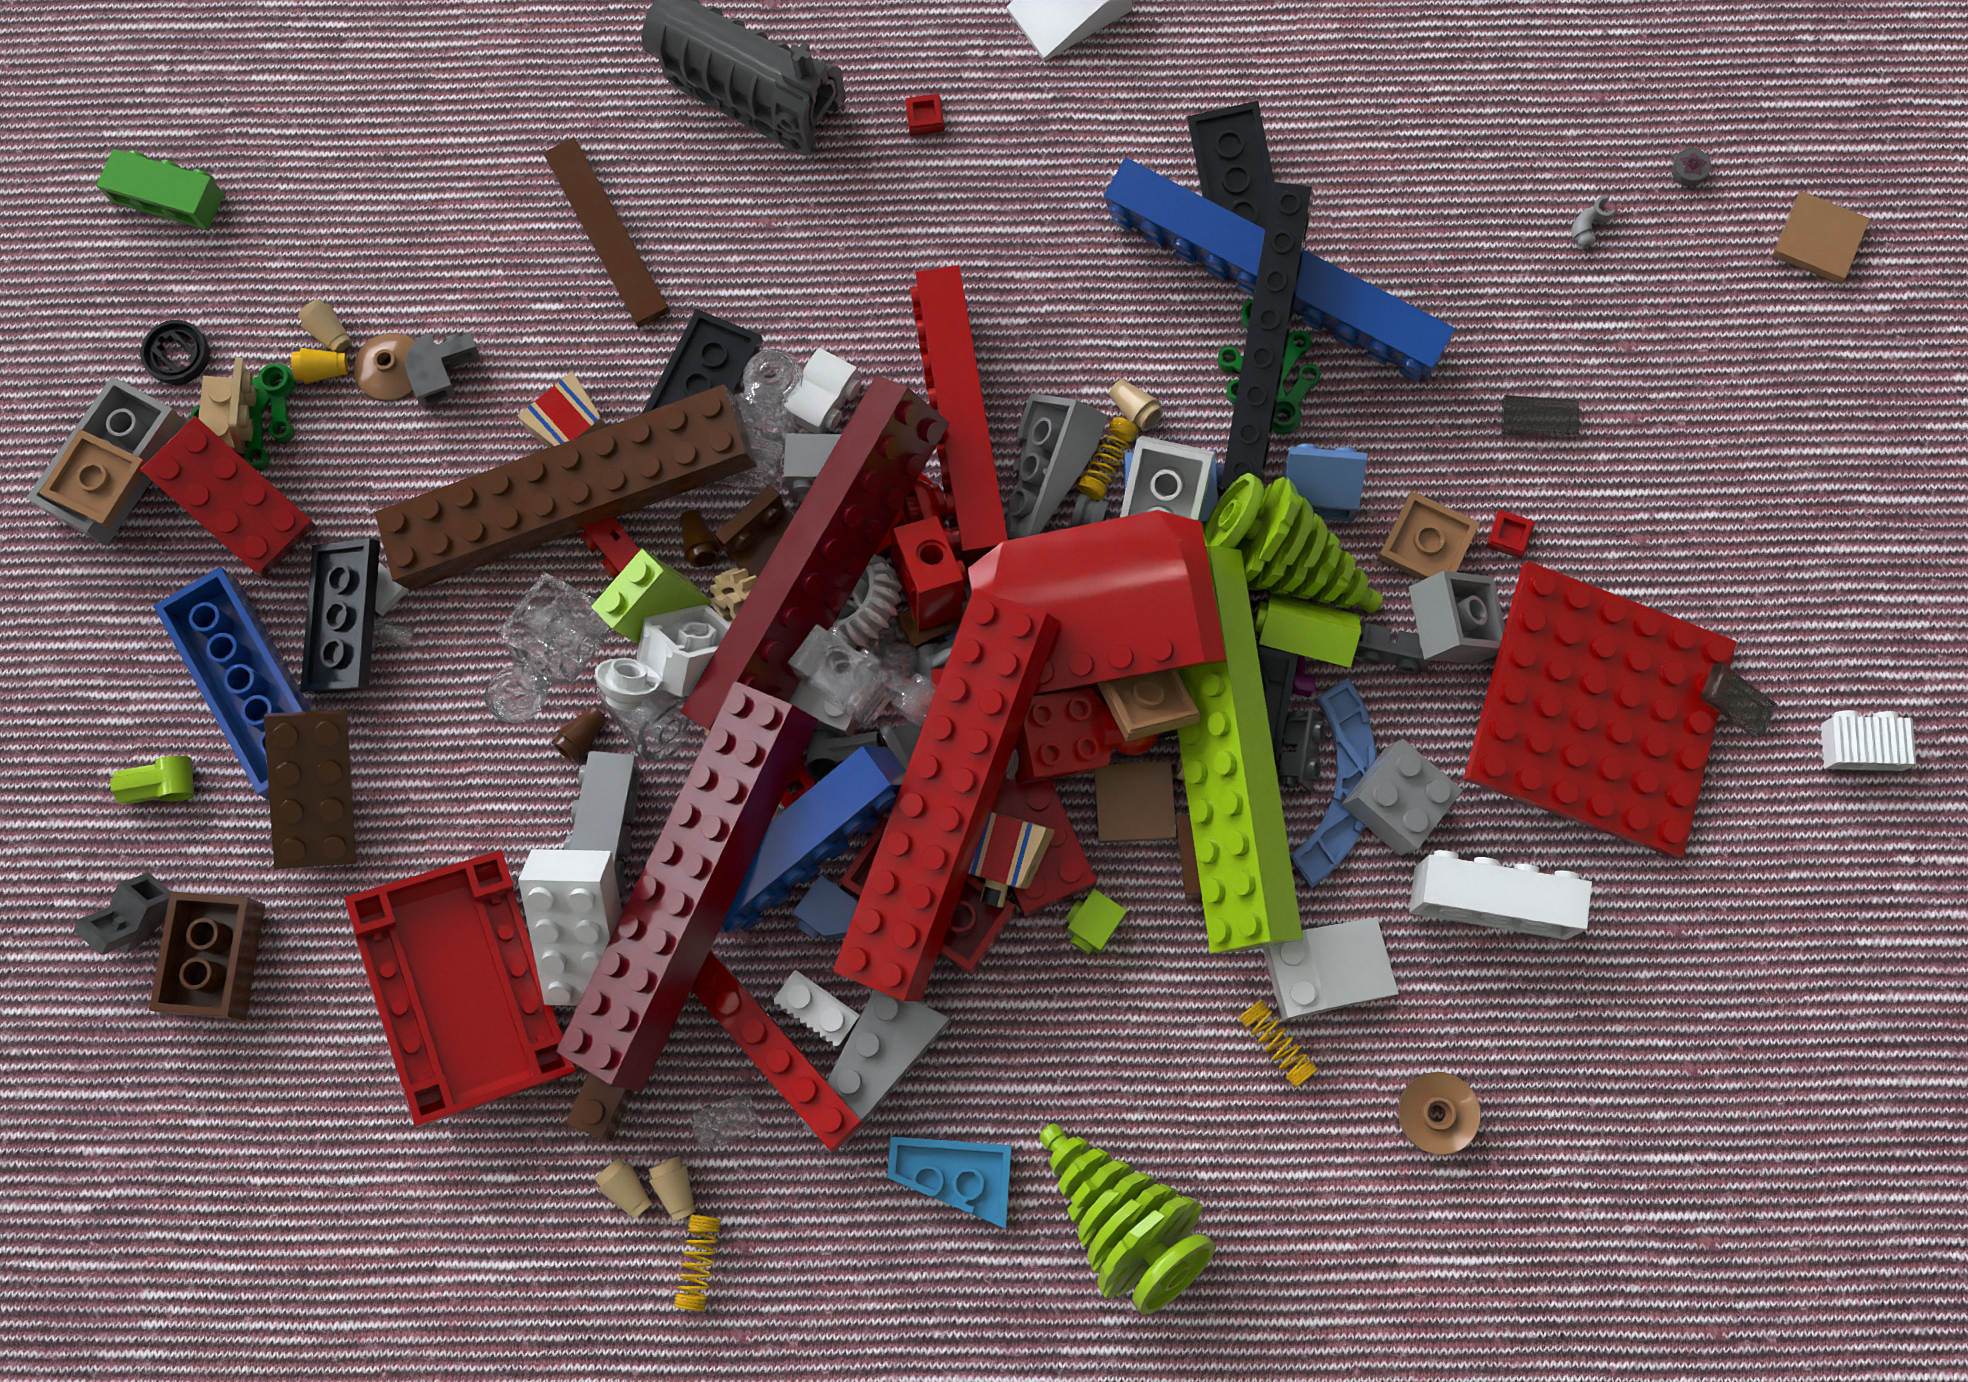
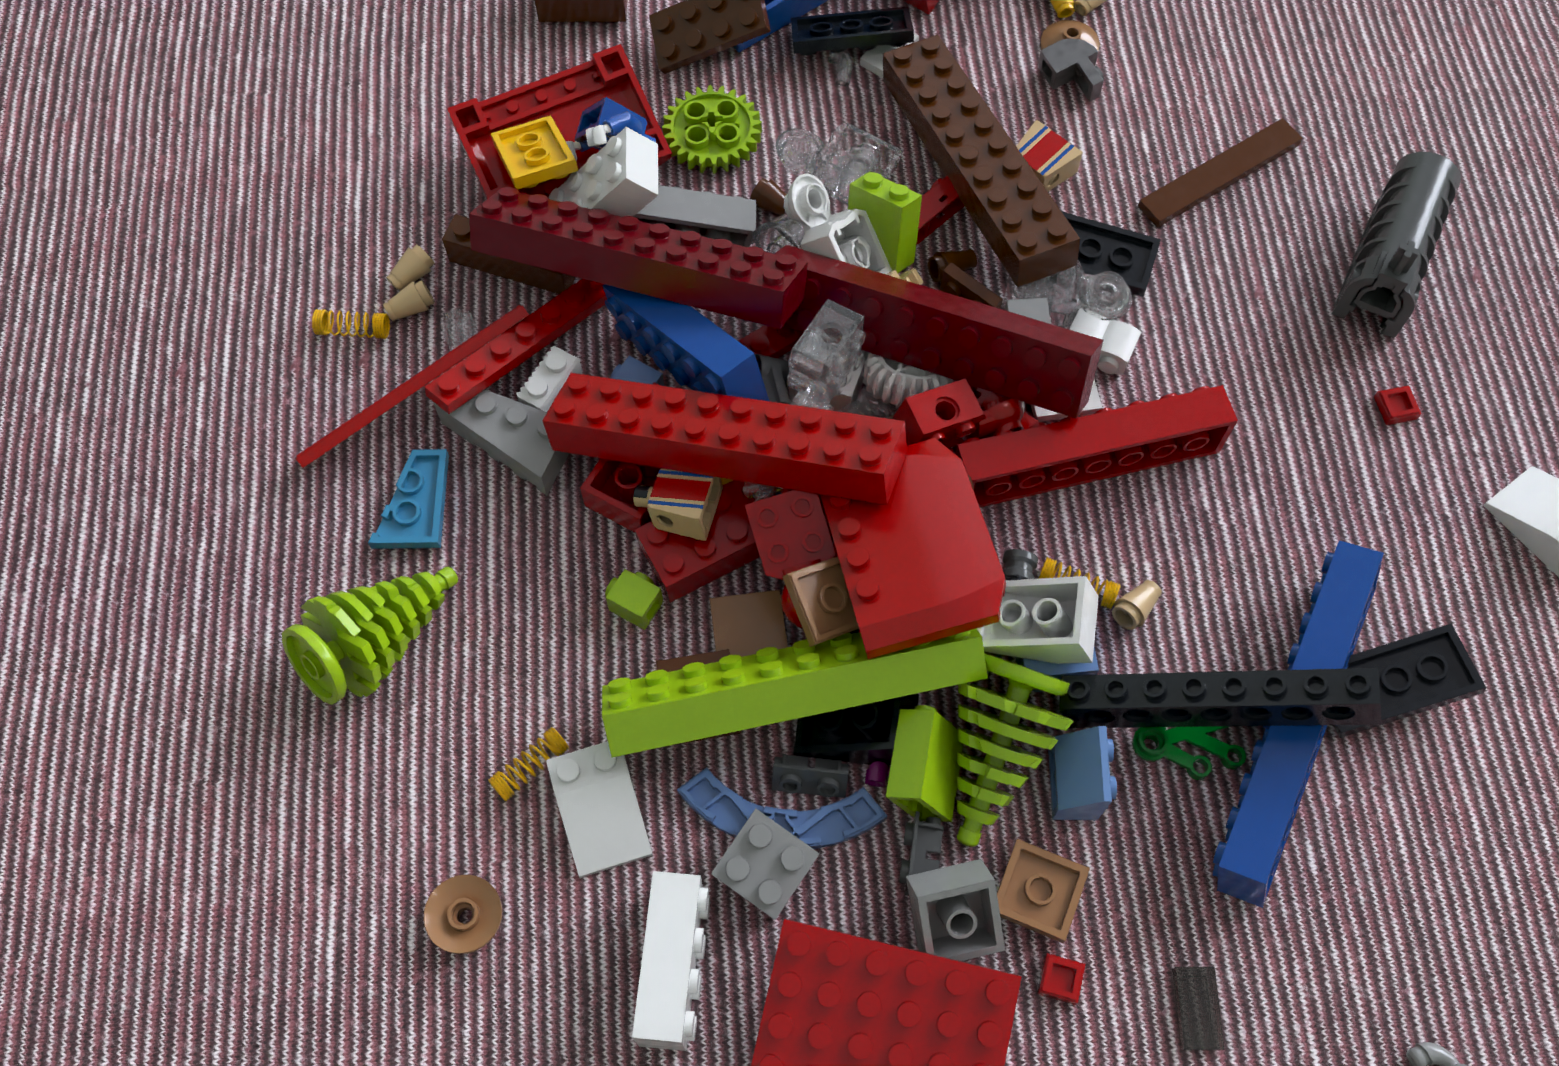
camera: 80 degrees right, 10 degrees down
(428, 801) = (712, 129): none -> lime gear
(475, 919) = (602, 122): none -> blue torso
(500, 1013) = (534, 152): none -> yellow plate
(805, 1178) = (411, 386): none -> red tile
(1056, 446) = (1087, 540): light grey wedge -> none

